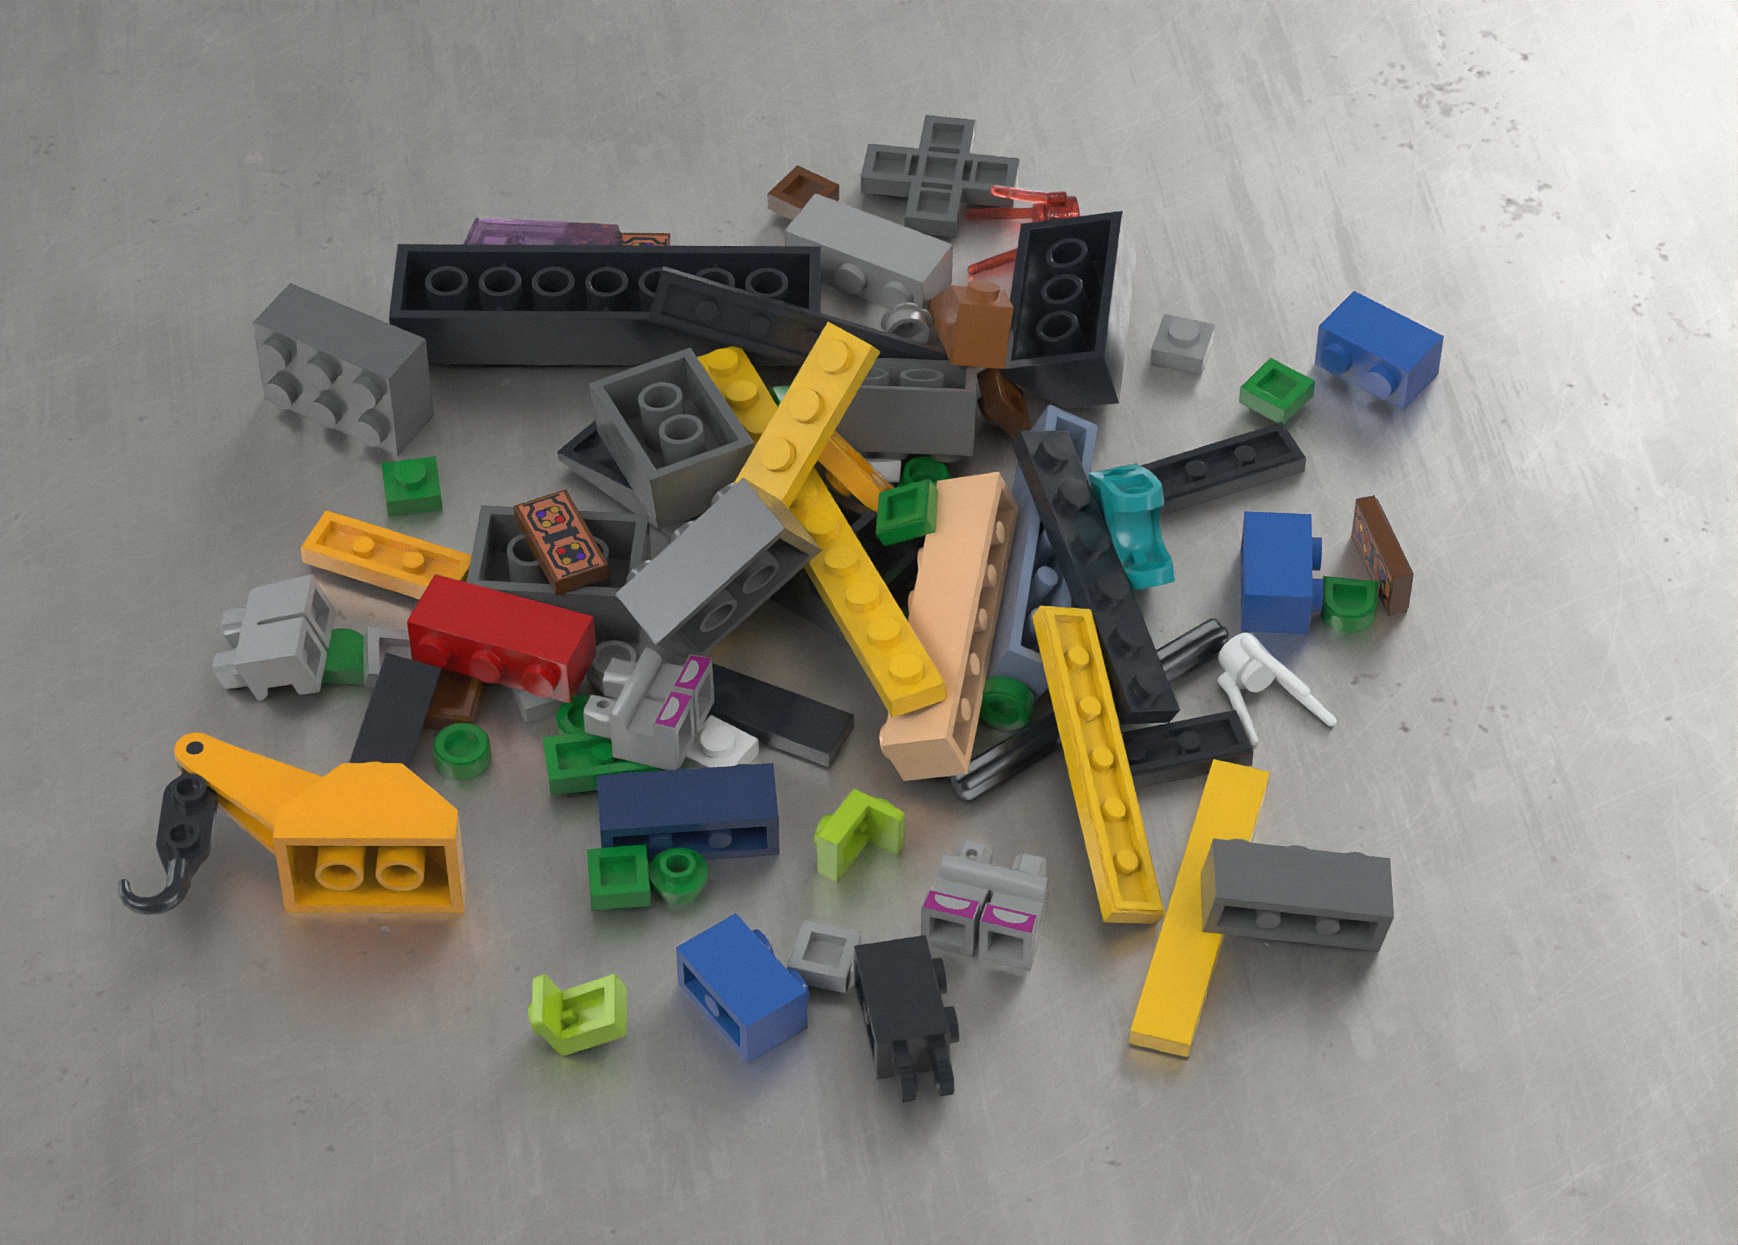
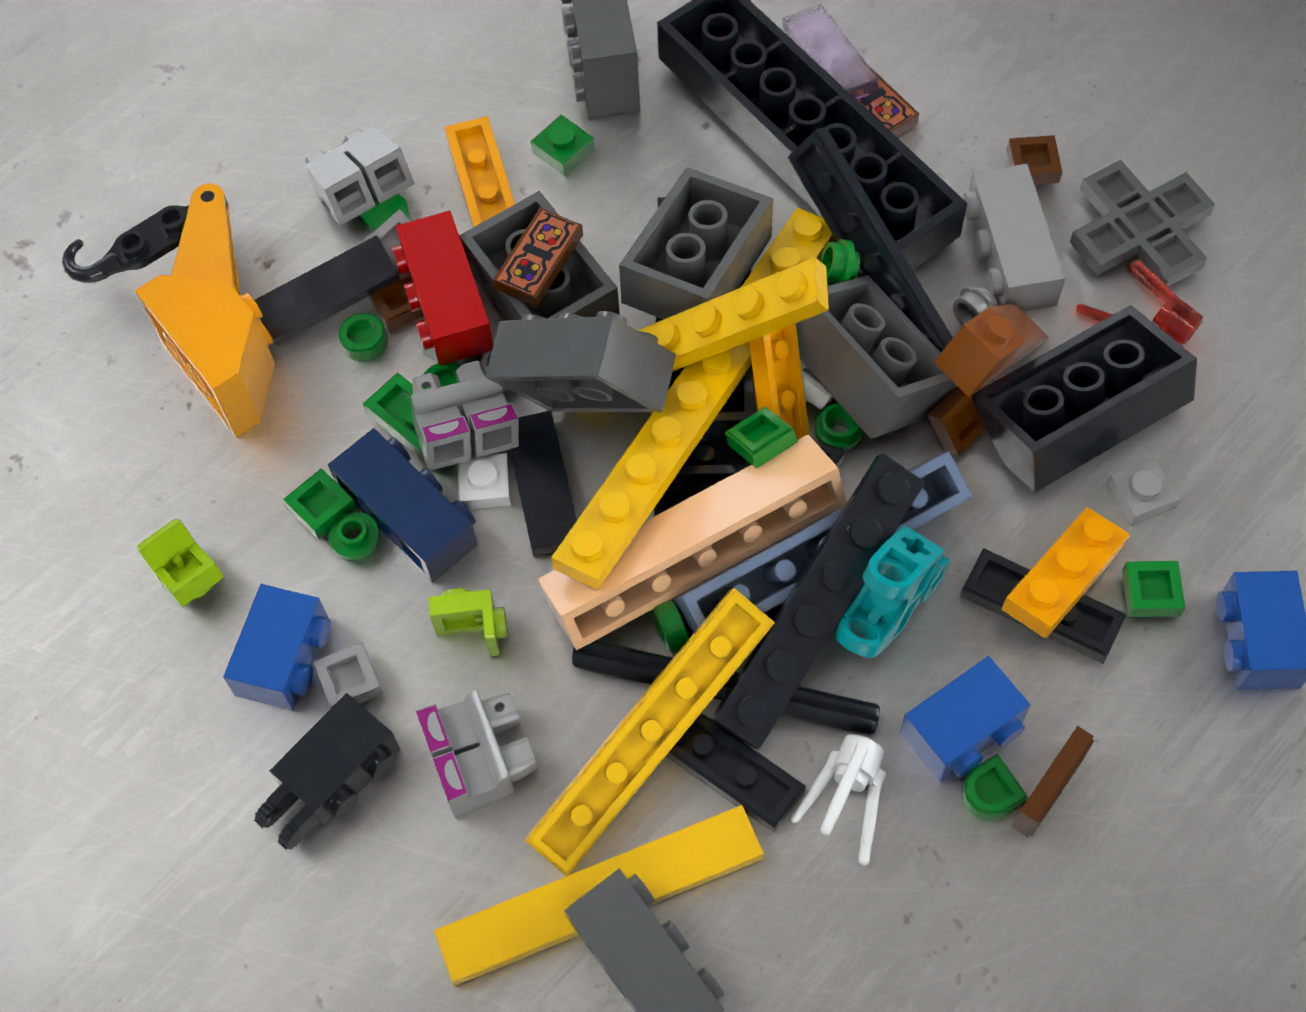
camera: 55 degrees right, 15 degrees up
(784, 358) = (840, 261): none -> green plate
(1211, 428) = (1065, 572): none -> light orange plate

